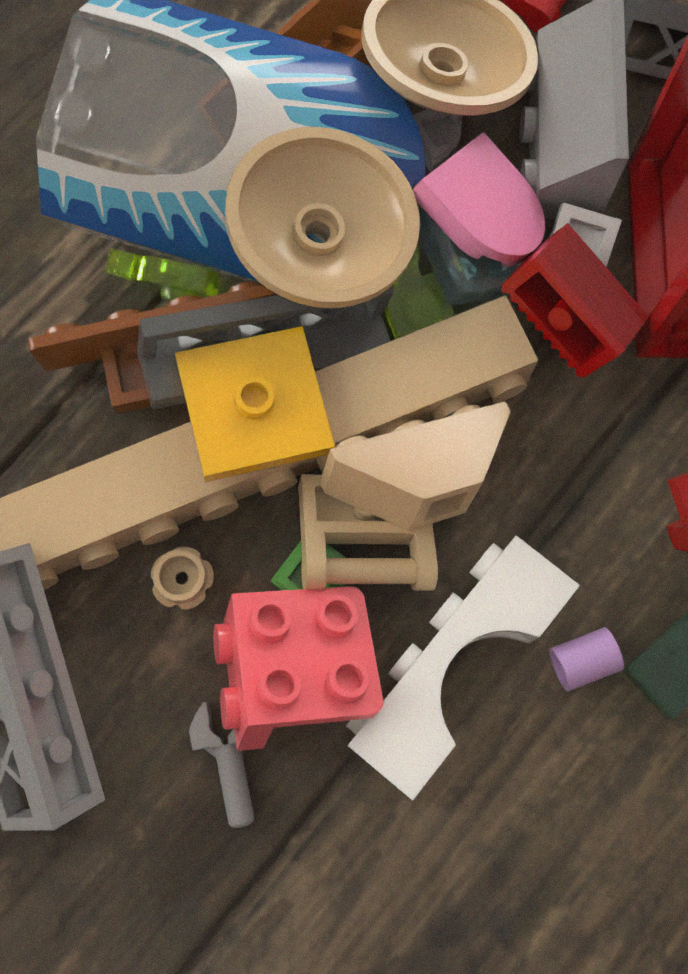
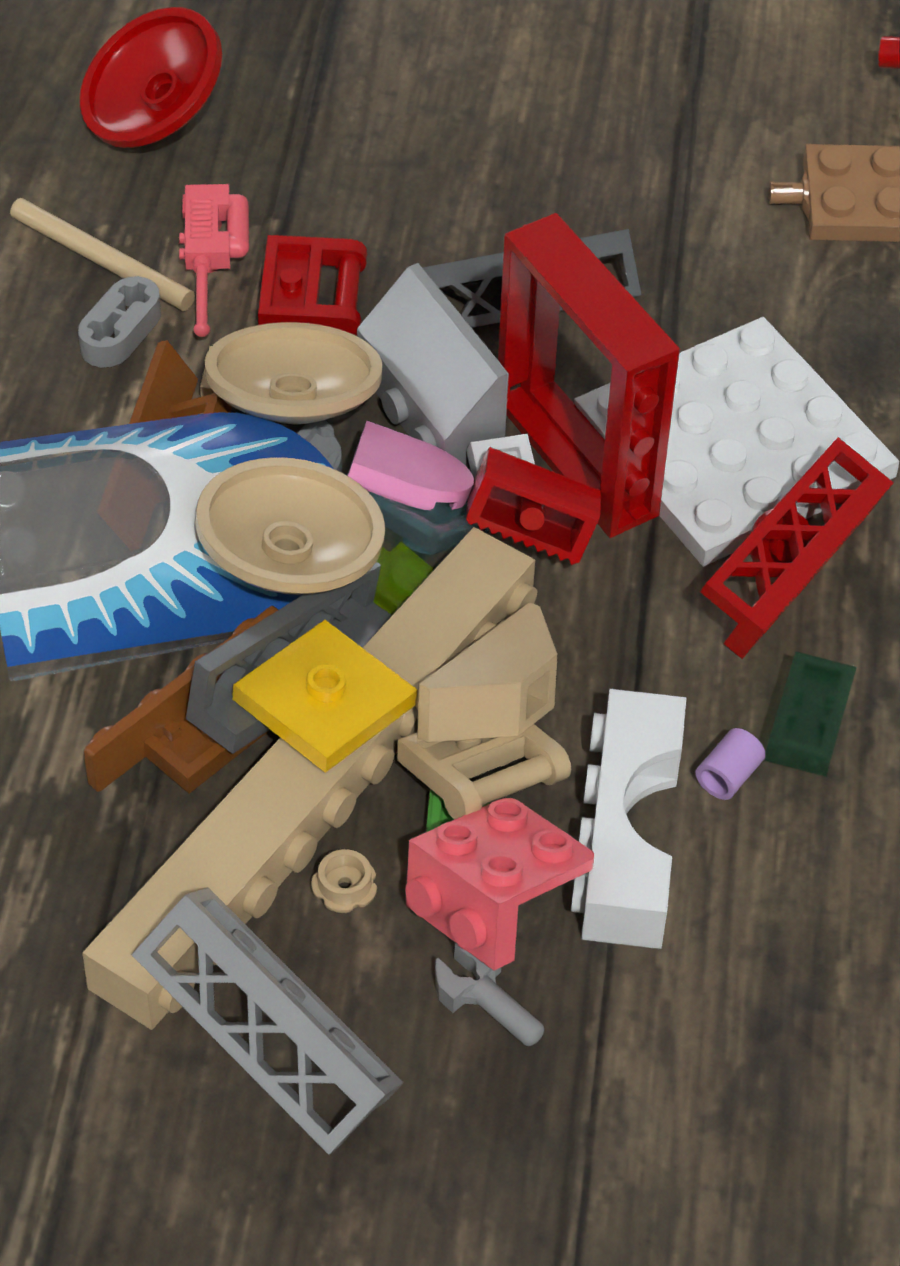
camera: 35 degrees left, 25 degrees down
(173, 277) = (158, 660): clear neon green plate -> none

